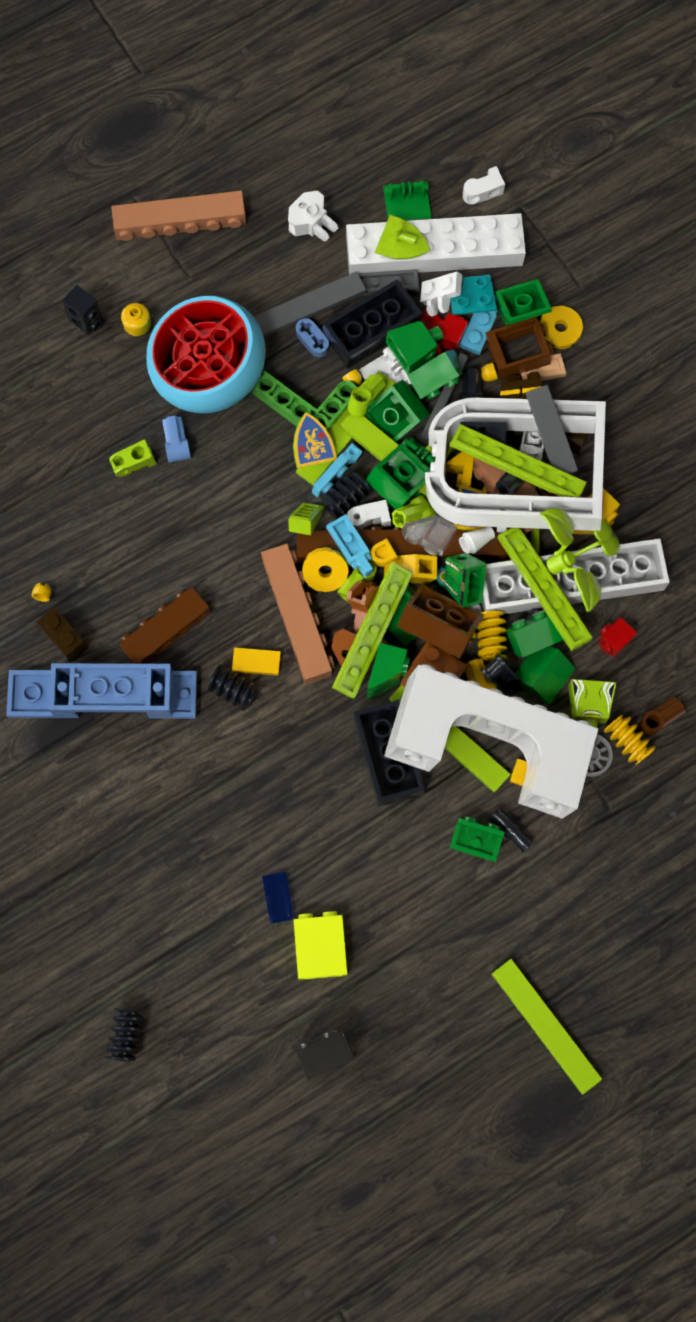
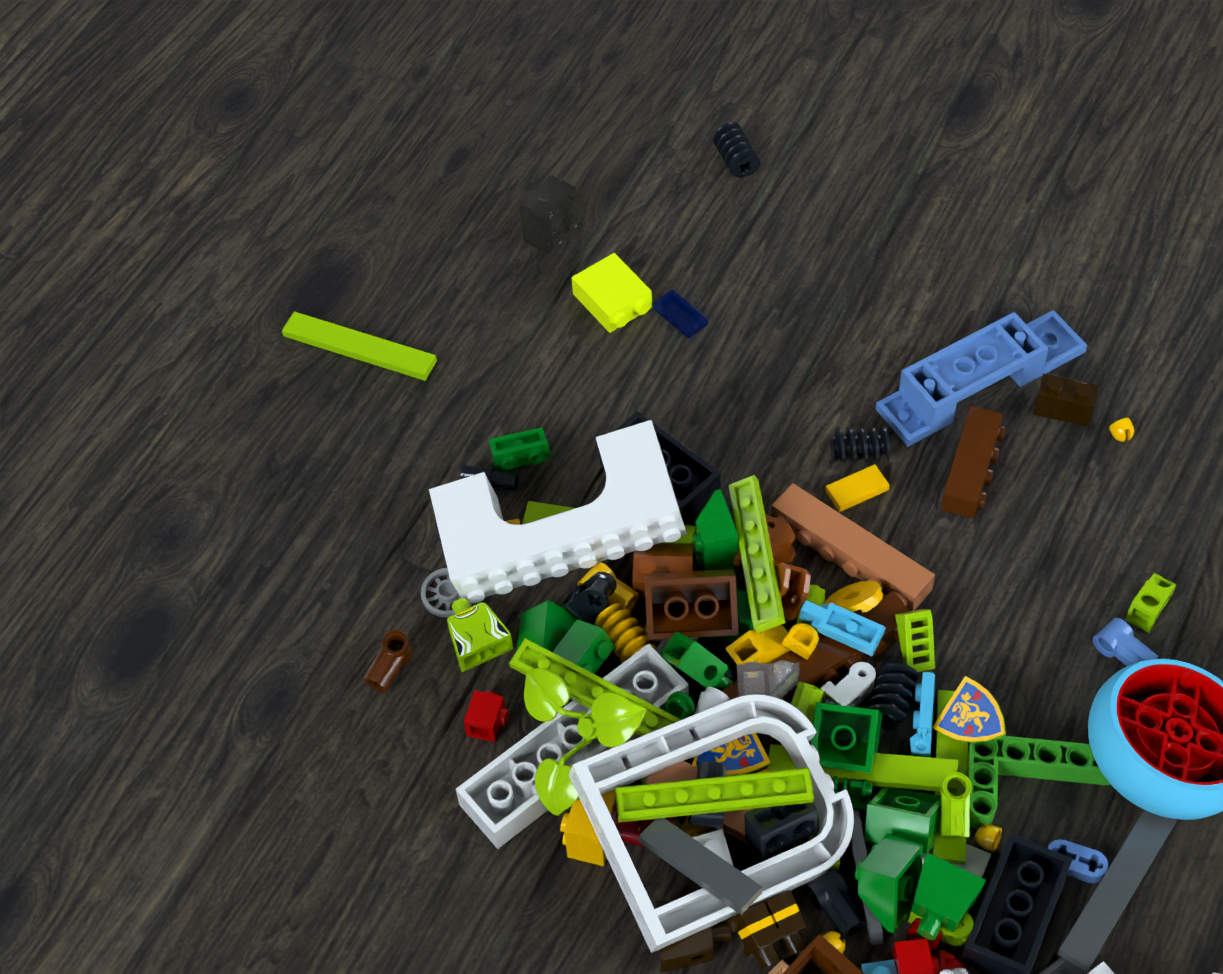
camera: 155 degrees right, 20 degrees down
(494, 551) = (680, 705): none -> green plate
(629, 739) = (410, 619): yellow piece -> none

